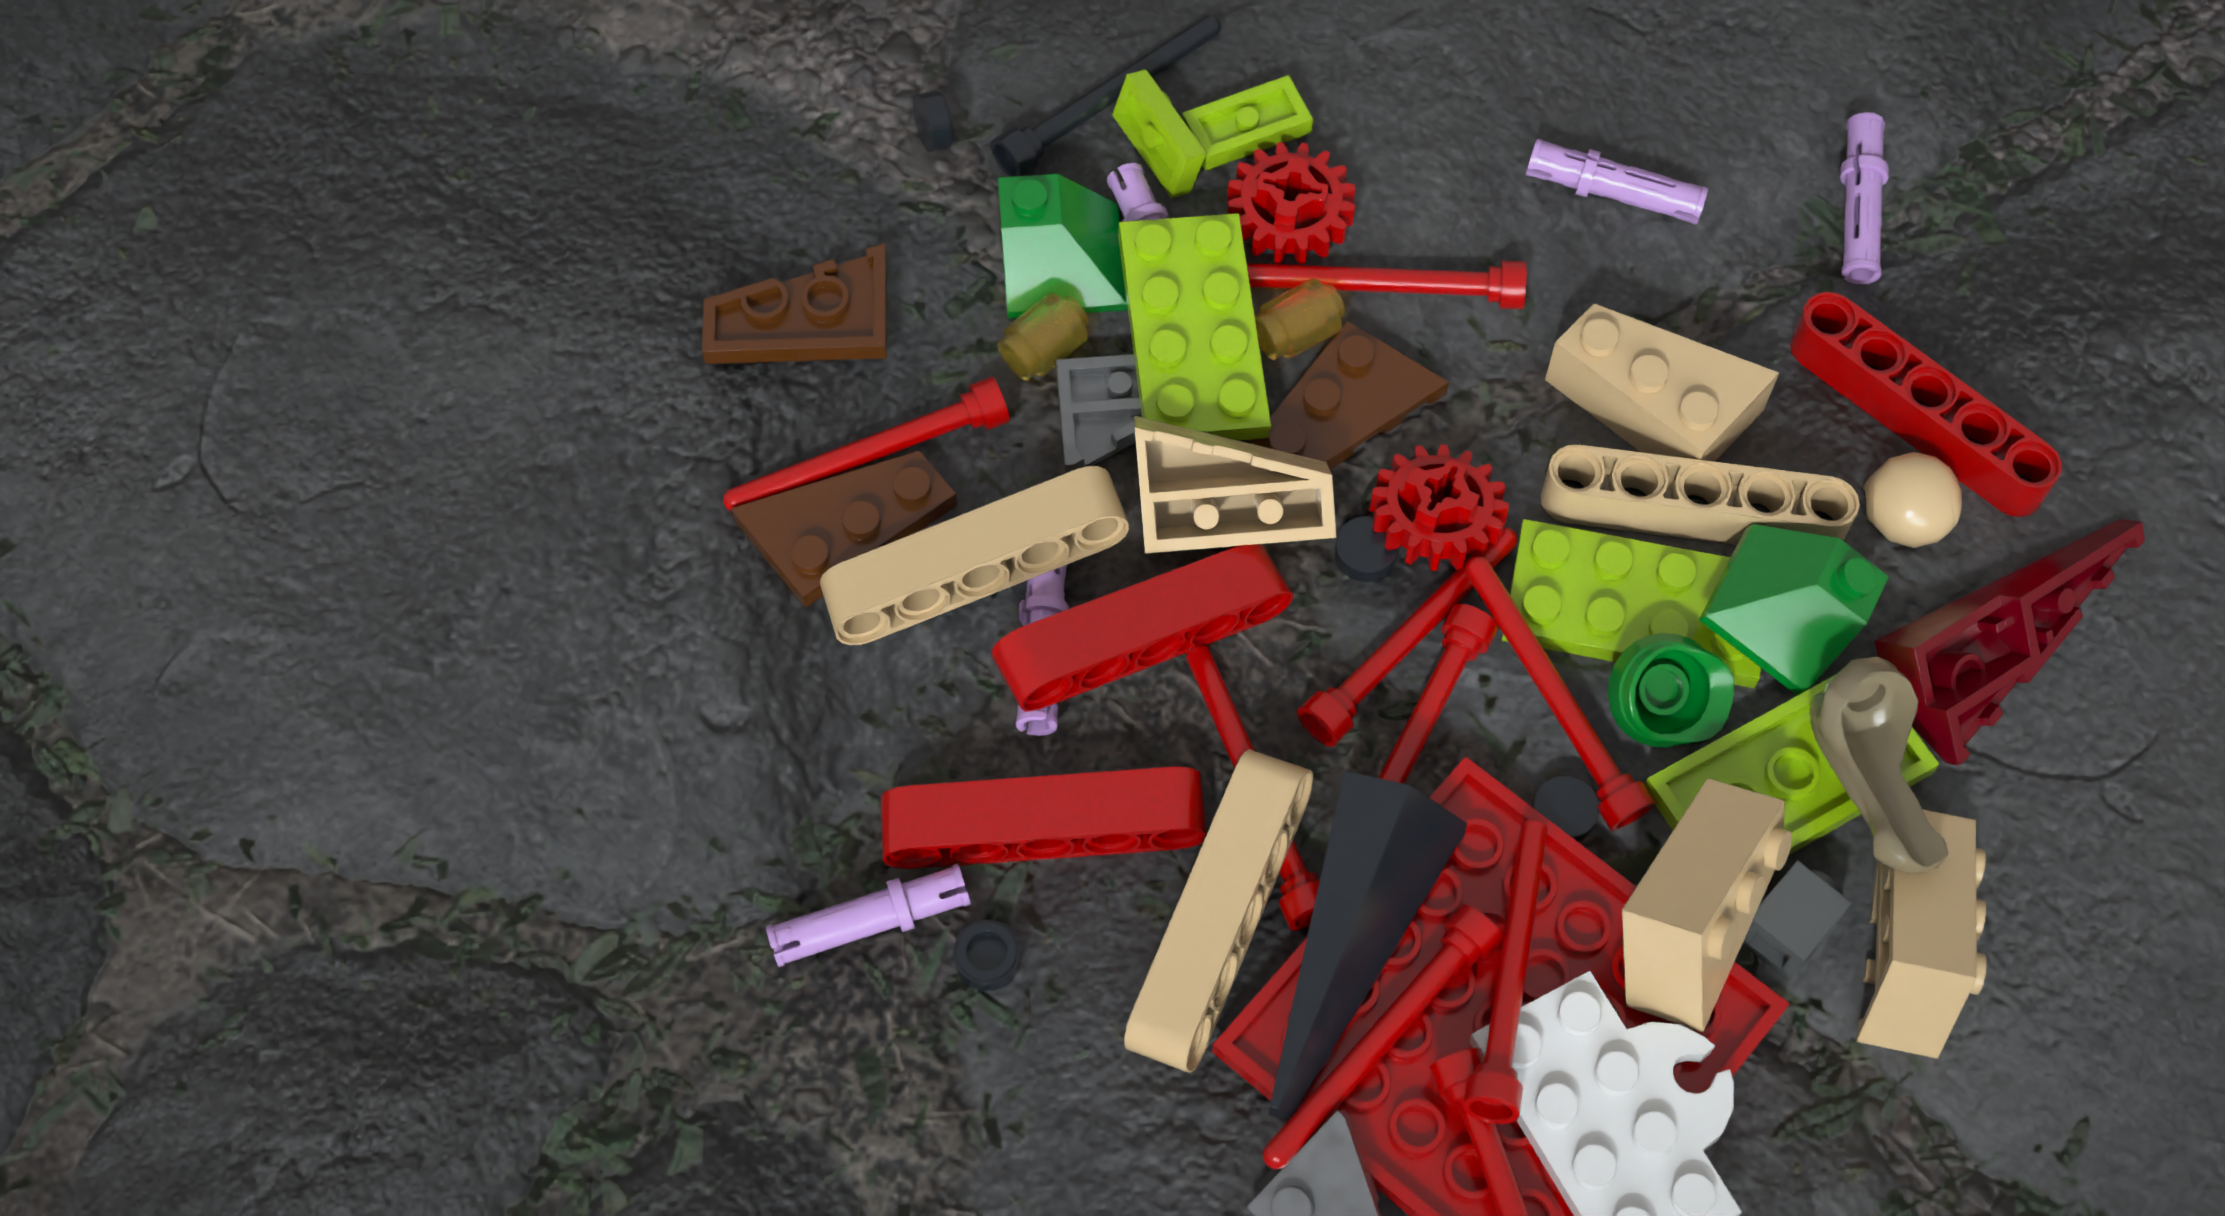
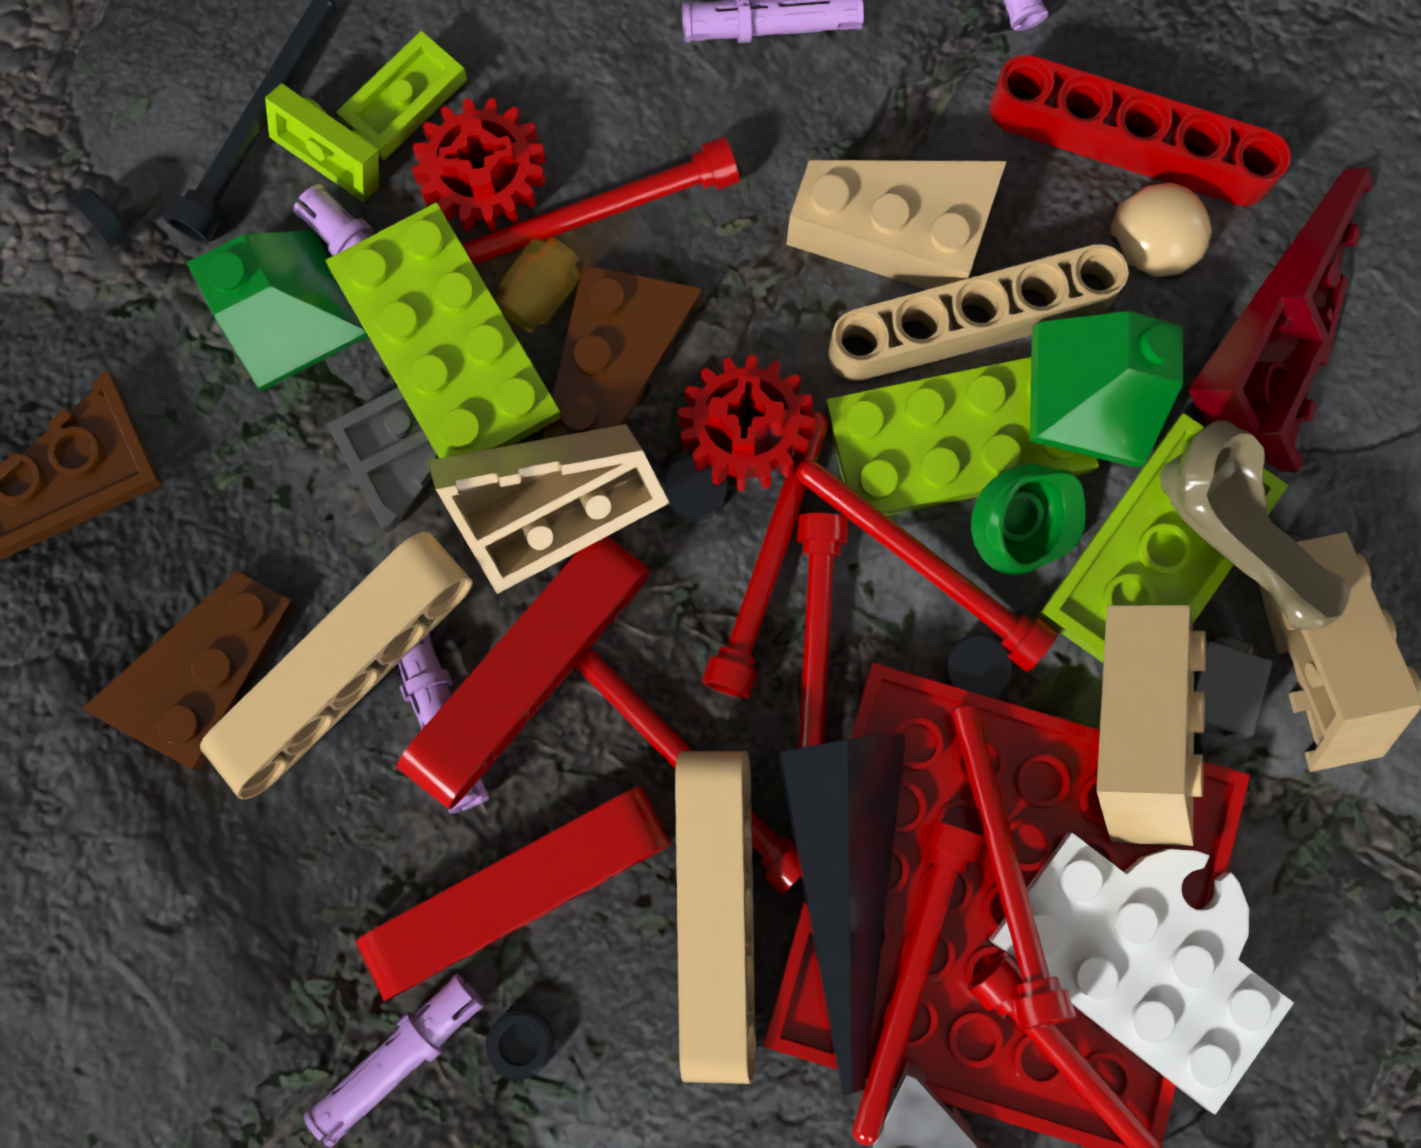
camera: 25 degrees left, 15 degrees up
(978, 407) = (272, 502): red piece -> none
(1043, 335) = (304, 401): clear yellow brick -> none

